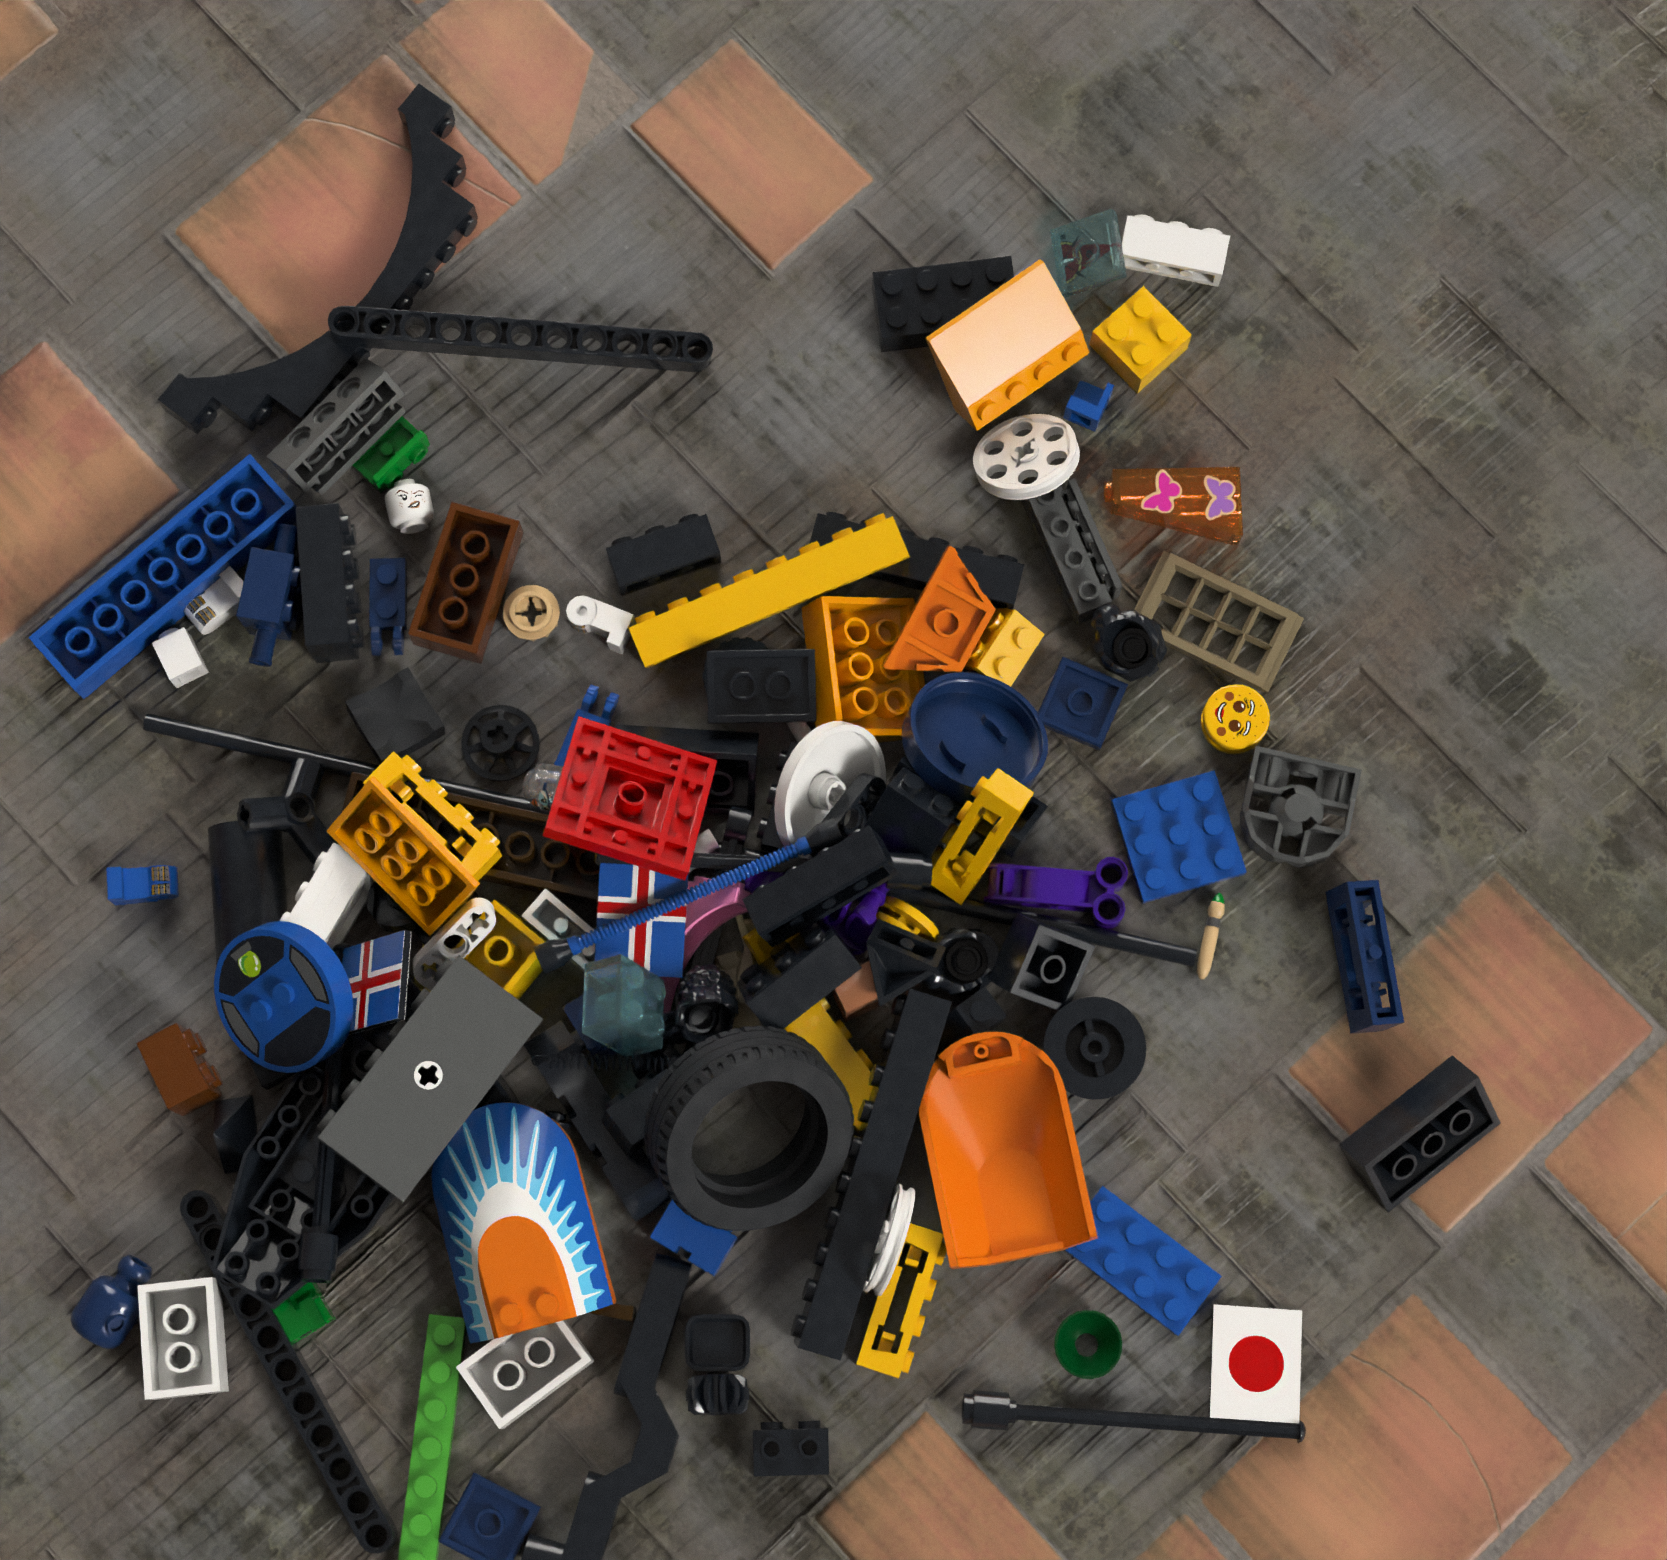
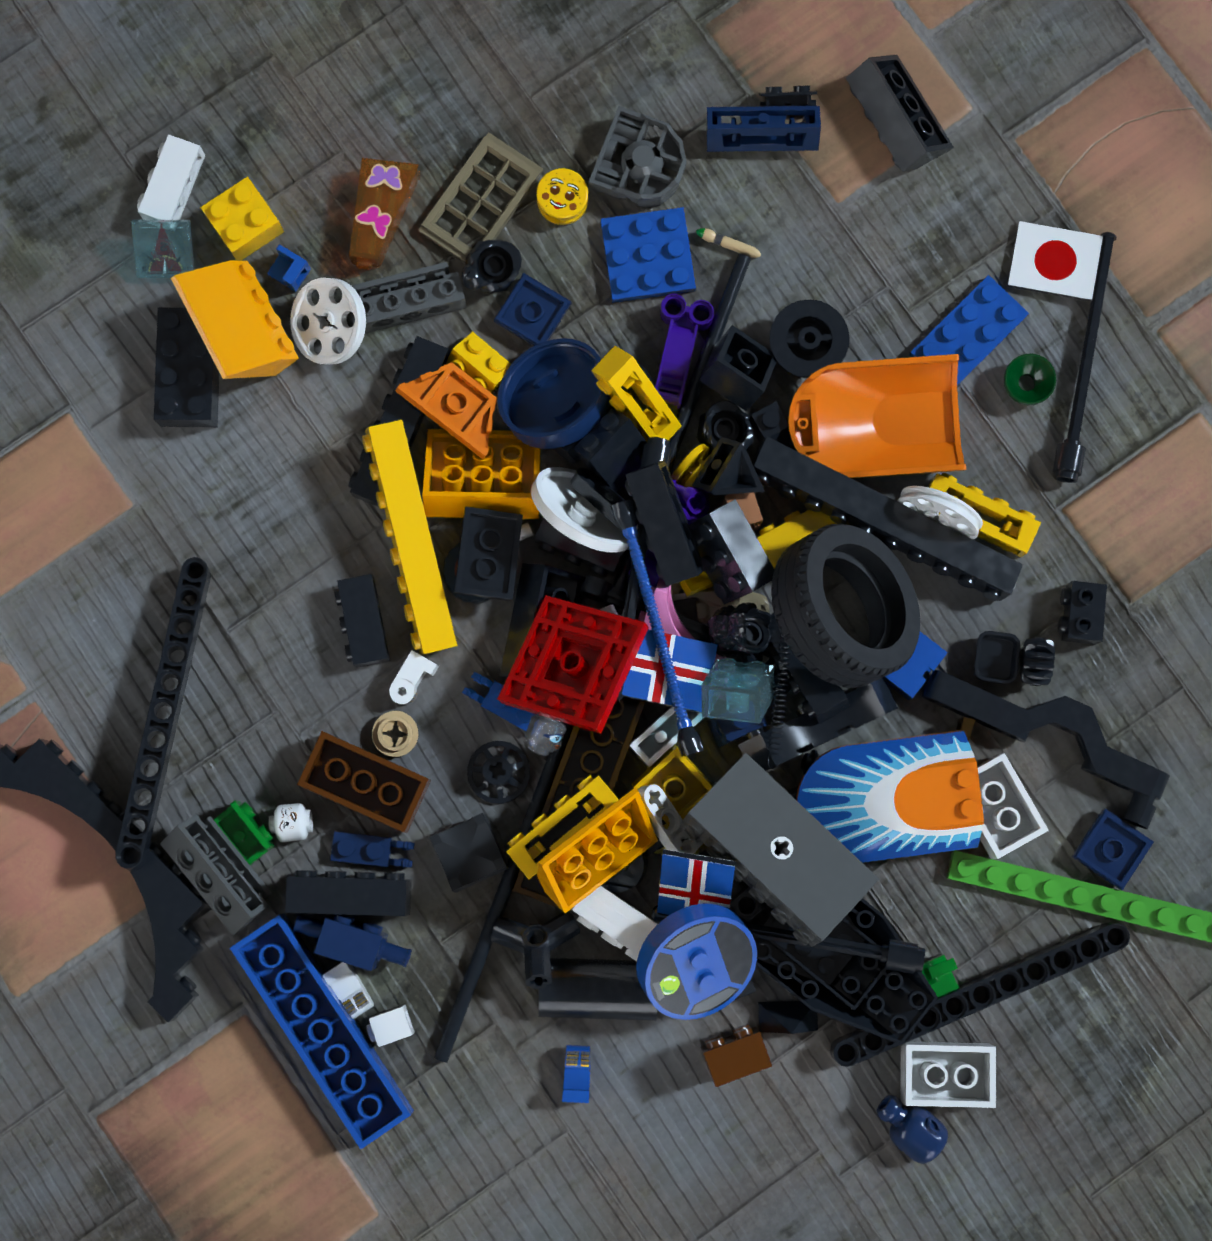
camera: 85 degrees left, 5 degrees up
(1417, 999) = (798, 97): none -> black hinge

